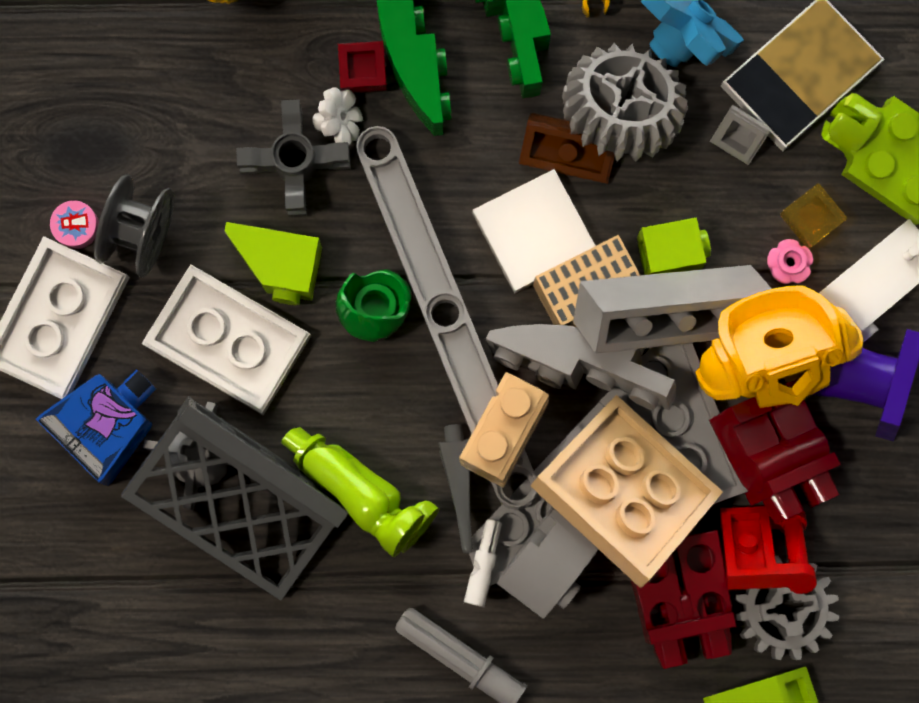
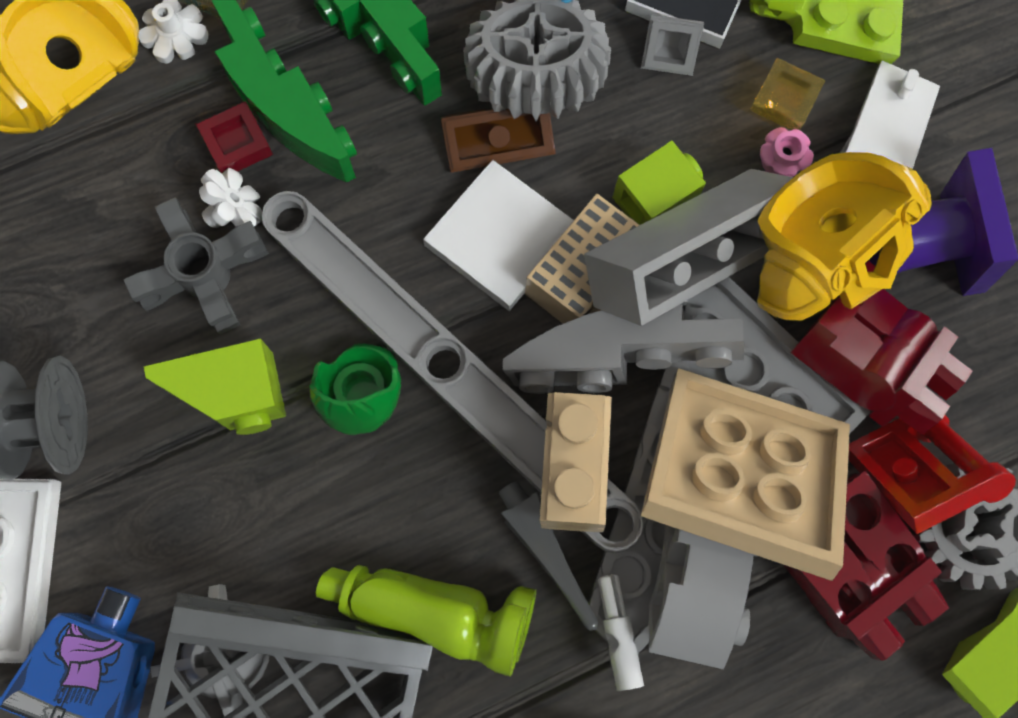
camera: 25 degrees left, 5 degrees down
(226, 339) = (203, 503): white tile -> none

